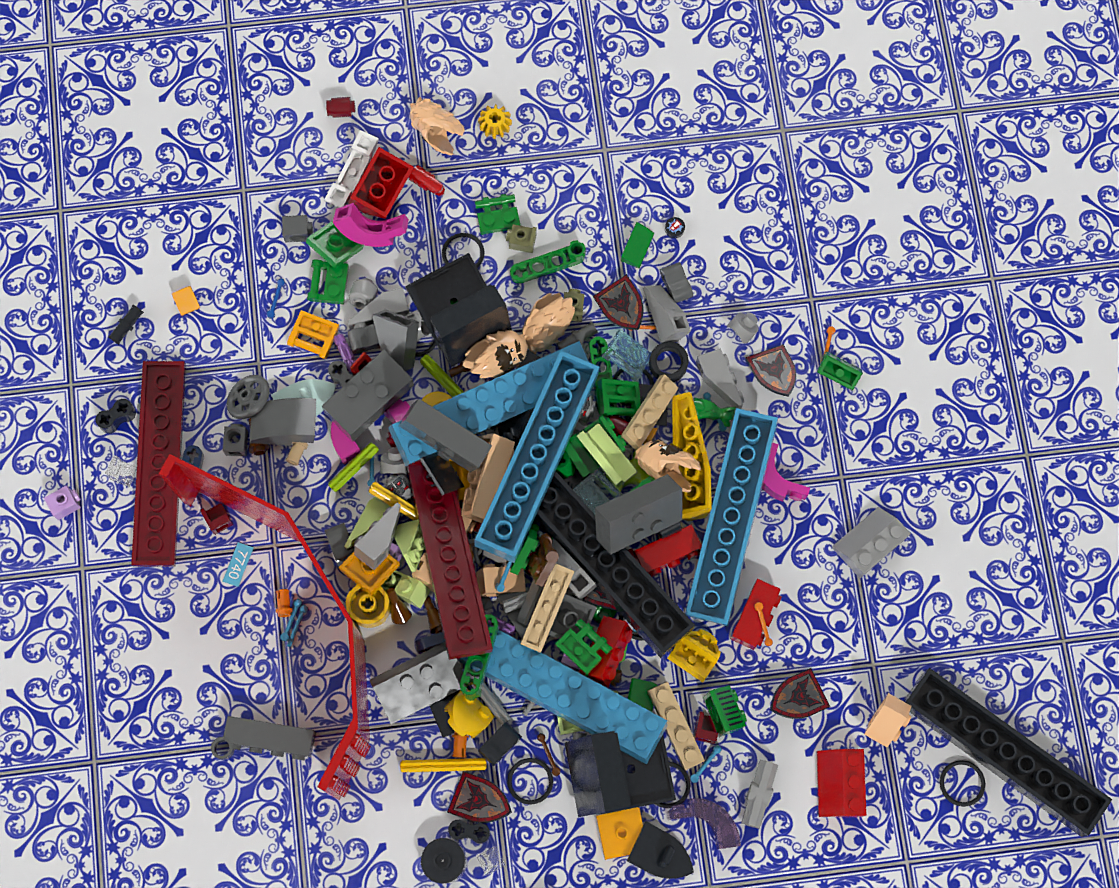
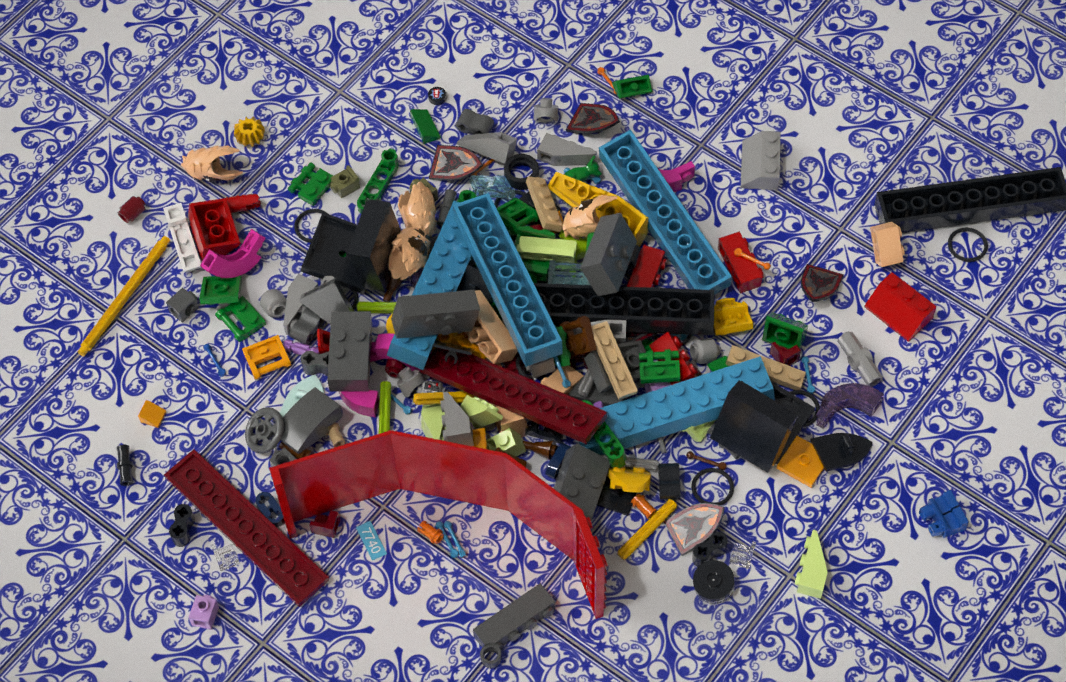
camera: 40 degrees left, 15 degrees down
(264, 177) = (123, 296): none -> yellow piece
(644, 663) = (704, 350): none -> light grey head

